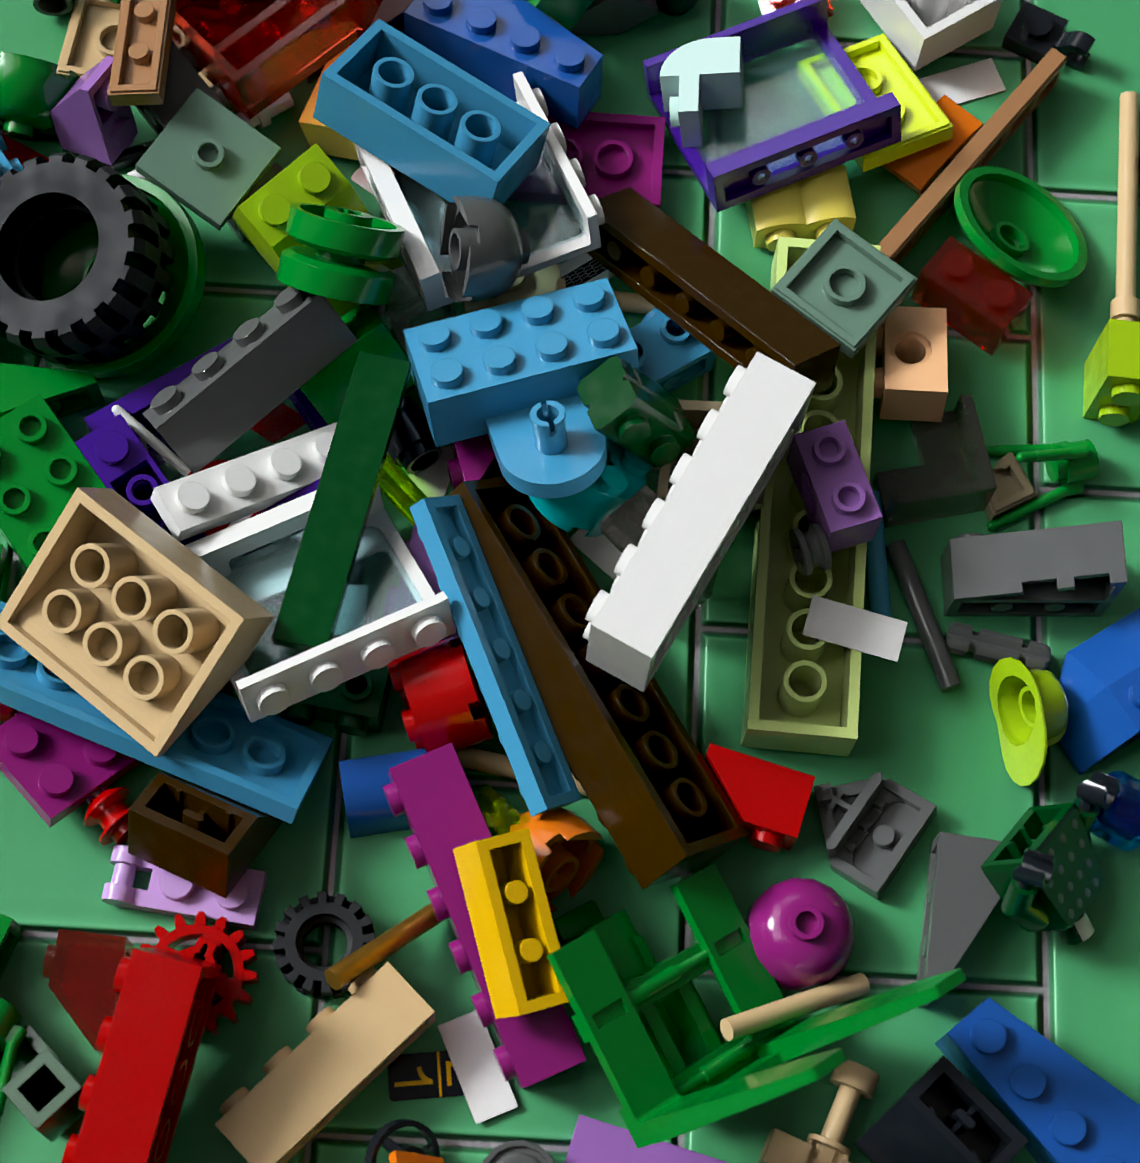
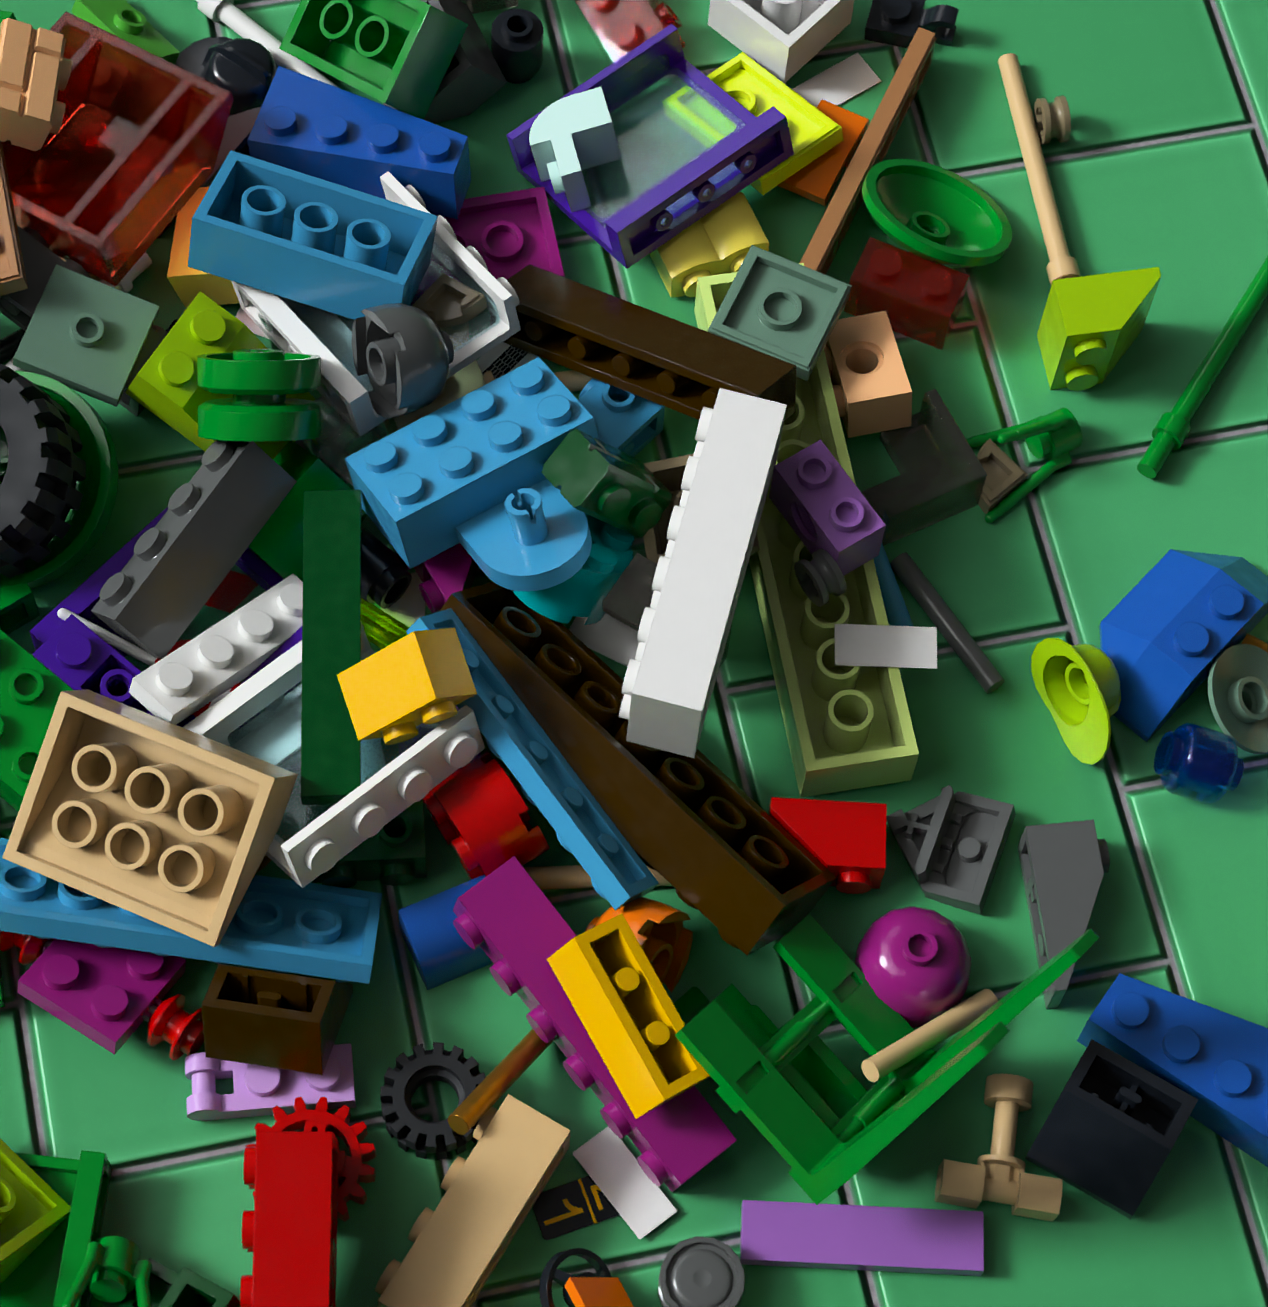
camera: 15 degrees left, 5 degrees down
(83, 975) = (202, 1200): clear red slope -> none
(394, 559) = (407, 685): none -> yellow brick
(496, 810) = (578, 915): clear neon green axle -> none
(541, 207) = (451, 302): none -> dark tan tile
(993, 646) = (1023, 635): dark grey axle -> none
(1035, 572) = (1047, 550): dark grey wedge -> none
(1048, 863) = (1142, 832): dark green torso -> none

